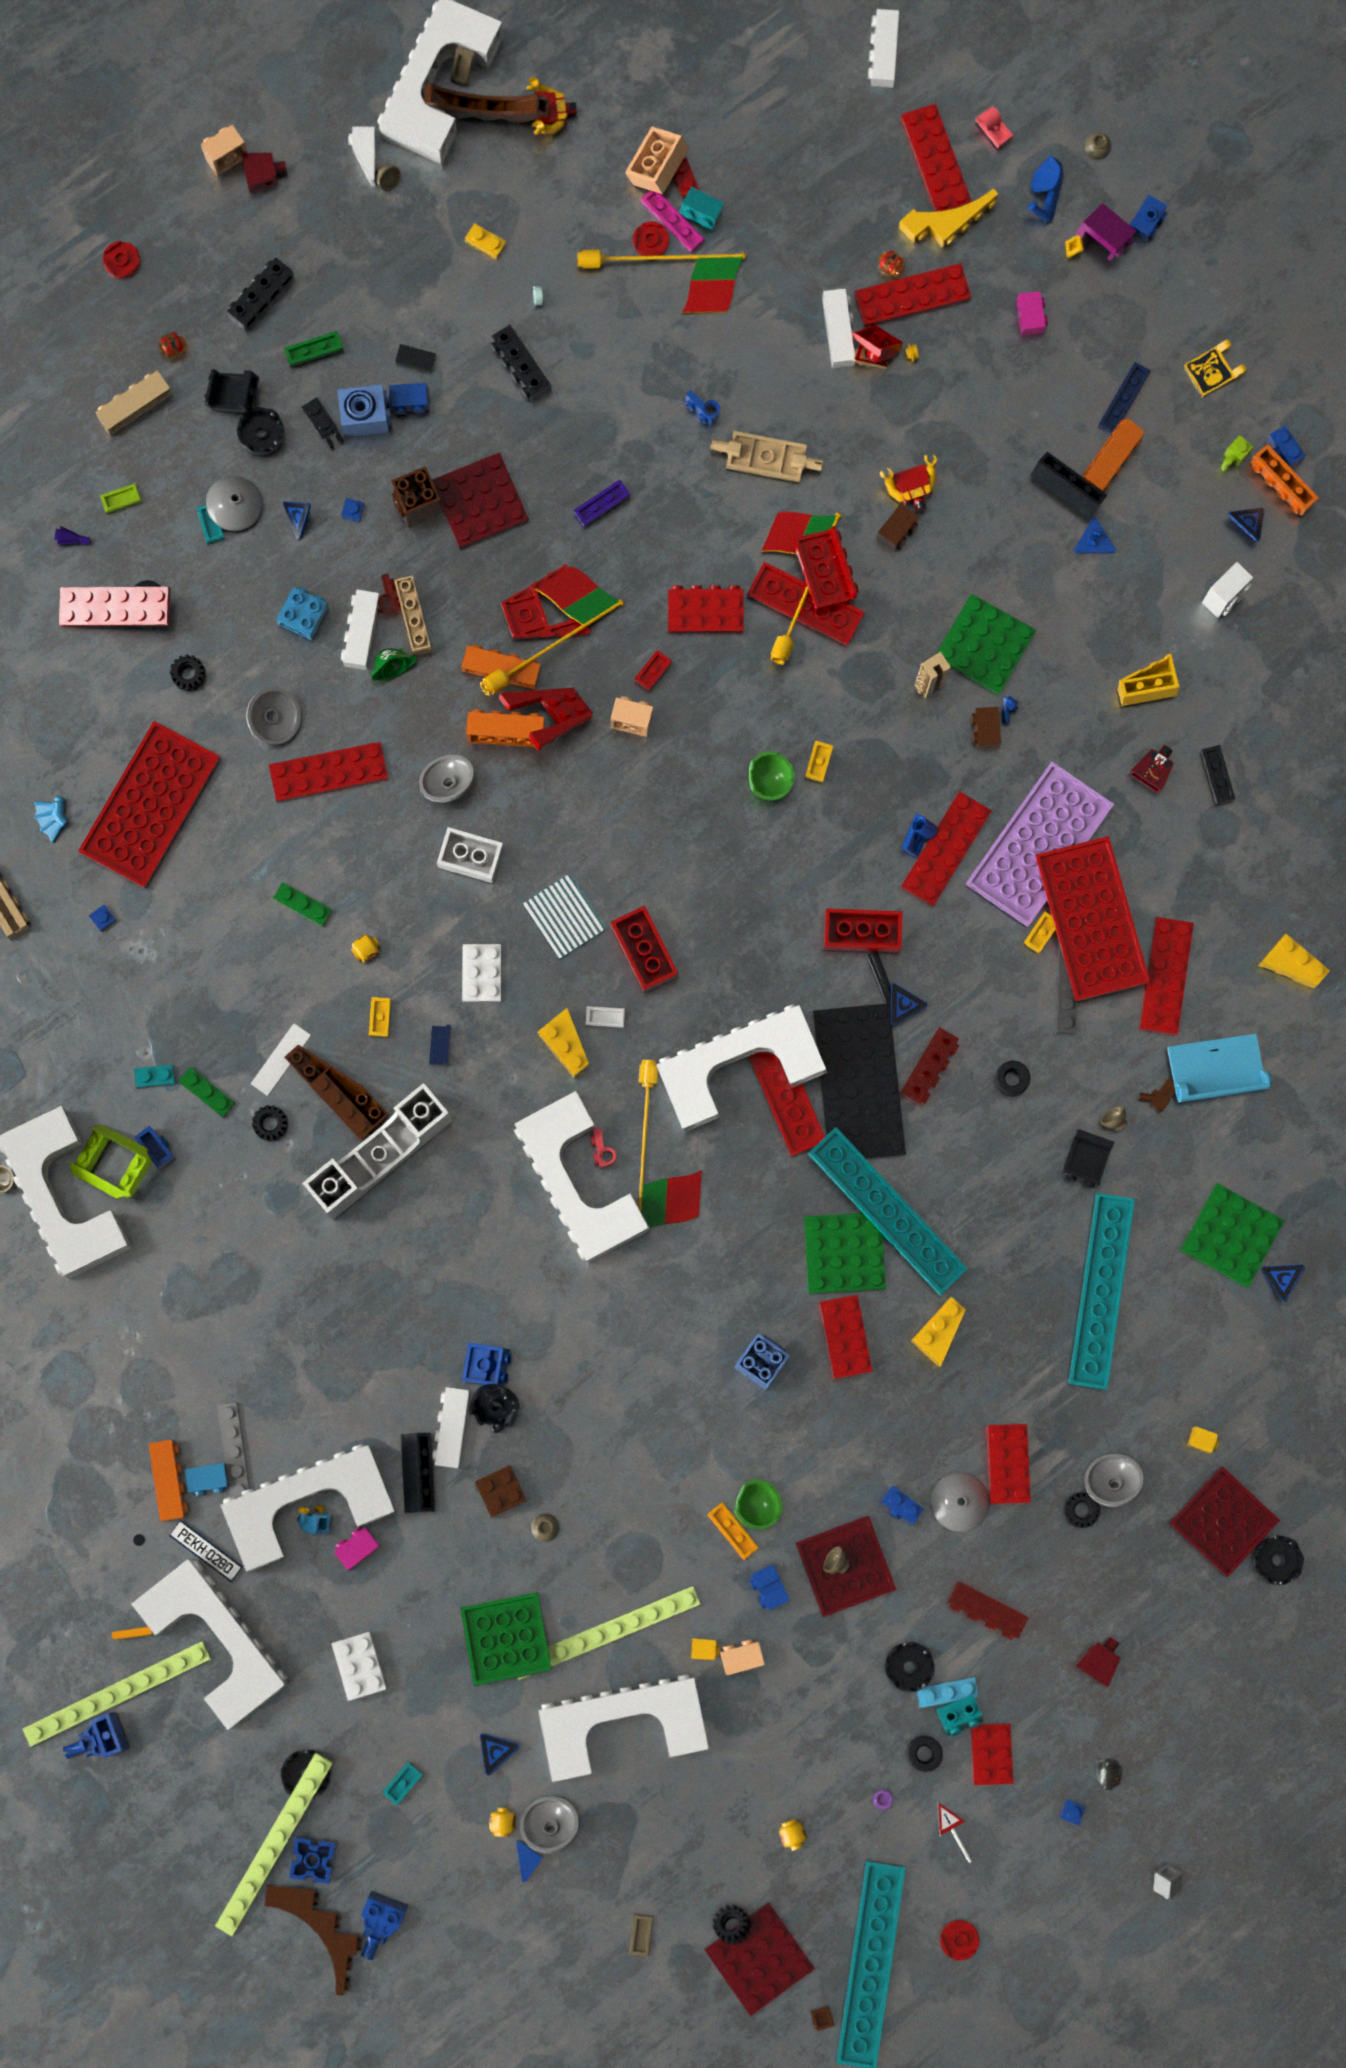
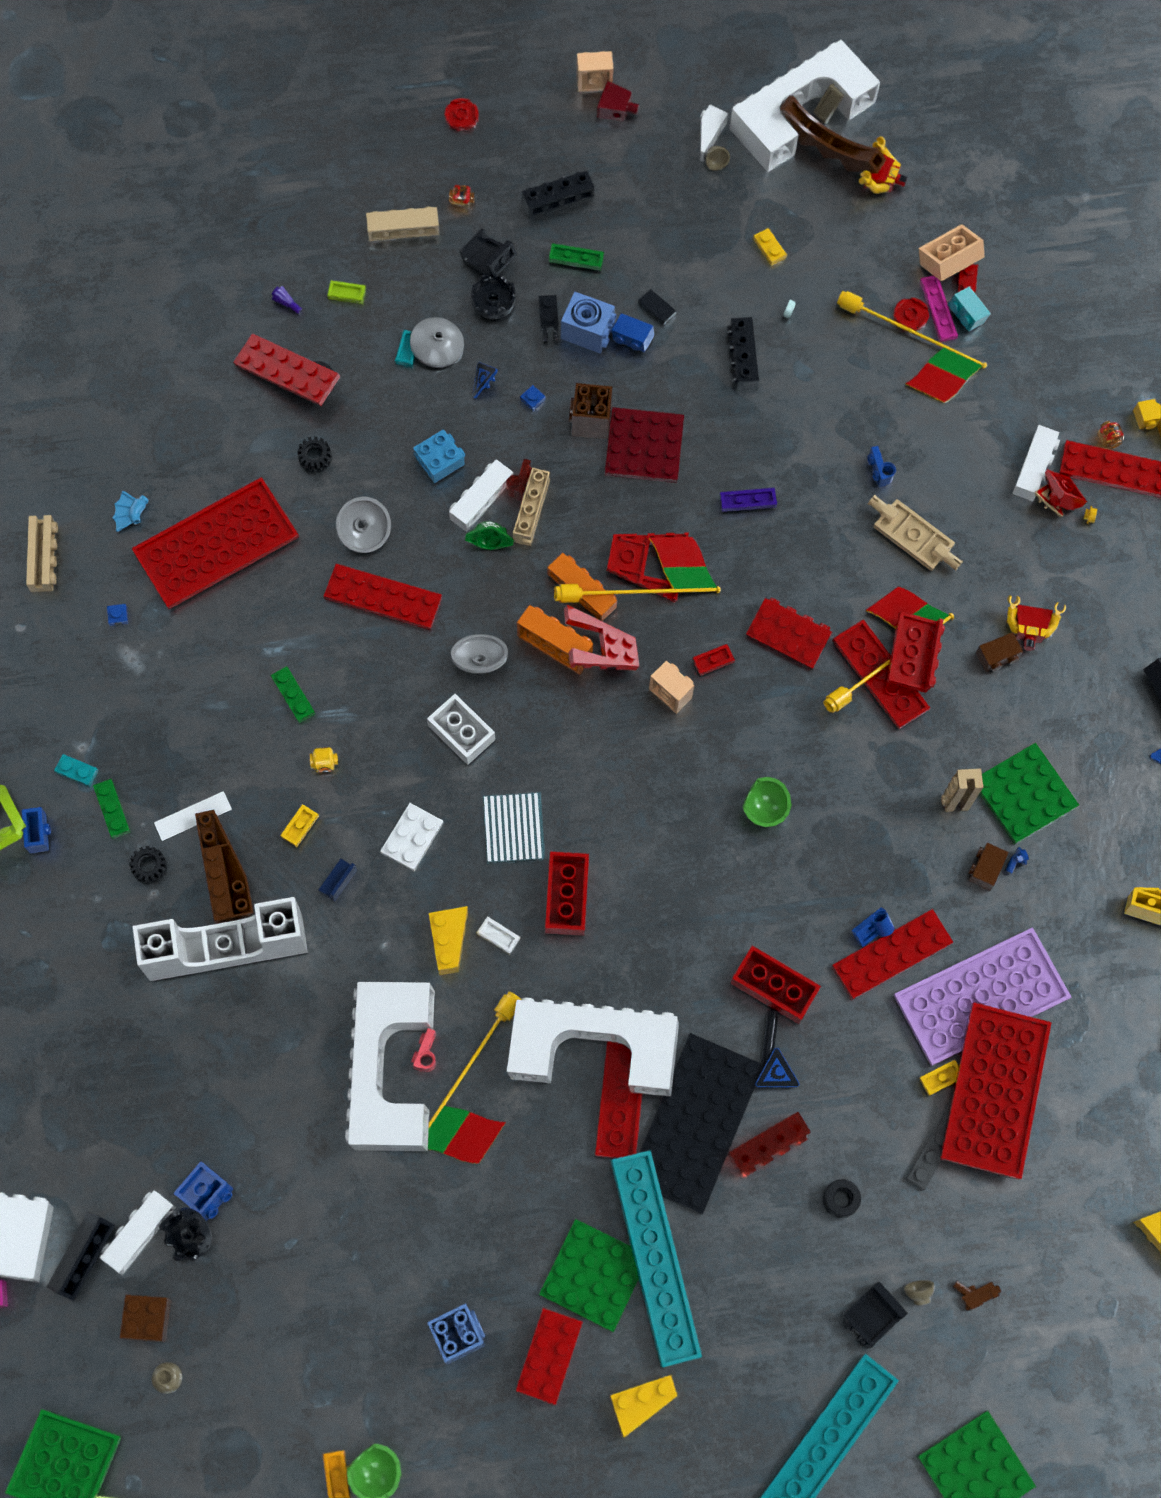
camera: 30 degrees right, 10 degrees down
(819, 761) = (818, 815): yellow plate -> none
(1154, 768) = (1125, 985): dark red torso -> none
(1167, 976) = (1040, 1183): red plate -> none
(1205, 1072) = (1045, 1298): medium azure door -> none

